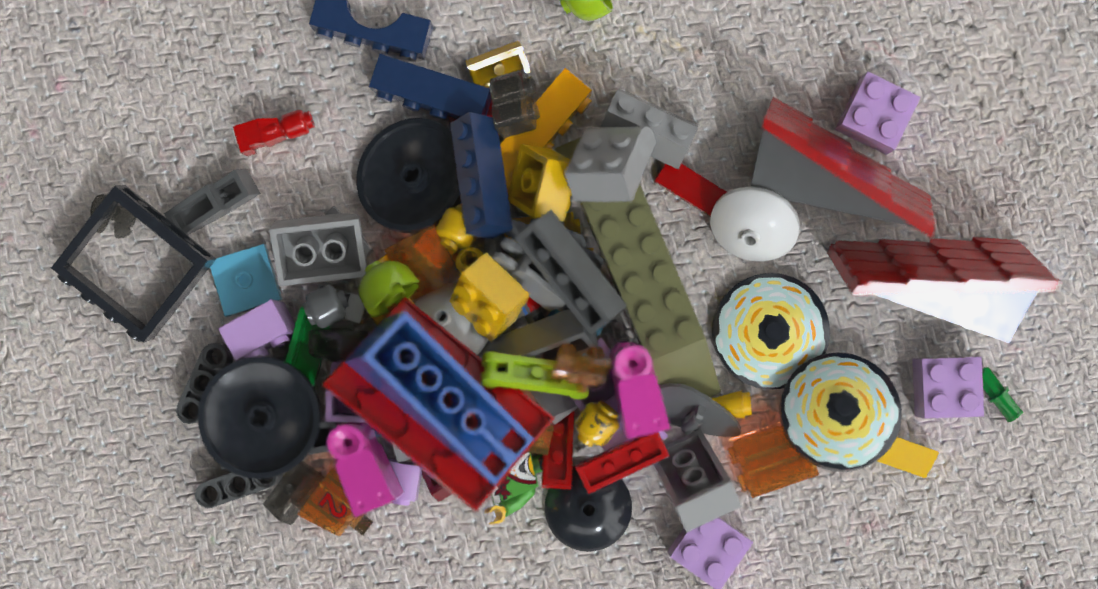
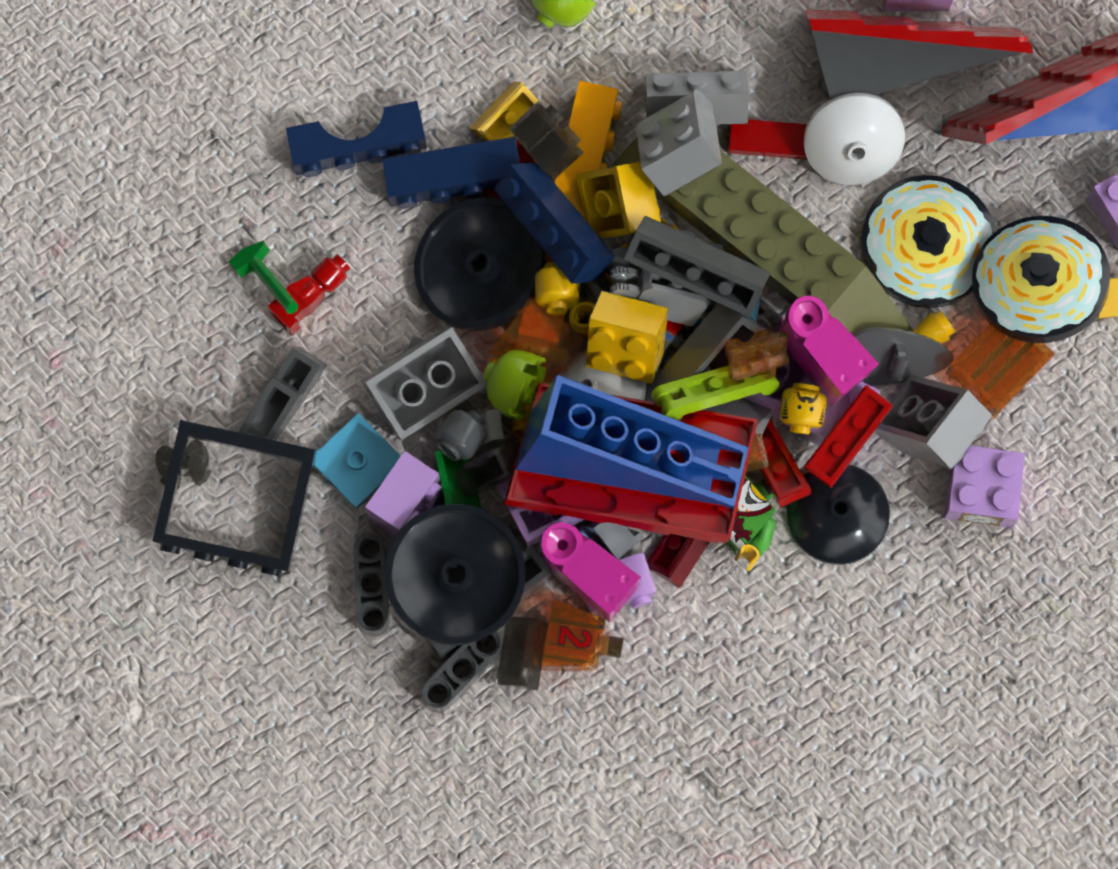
camera: 30 degrees left, 10 degrees down
(242, 81) = (250, 260): none -> green piece

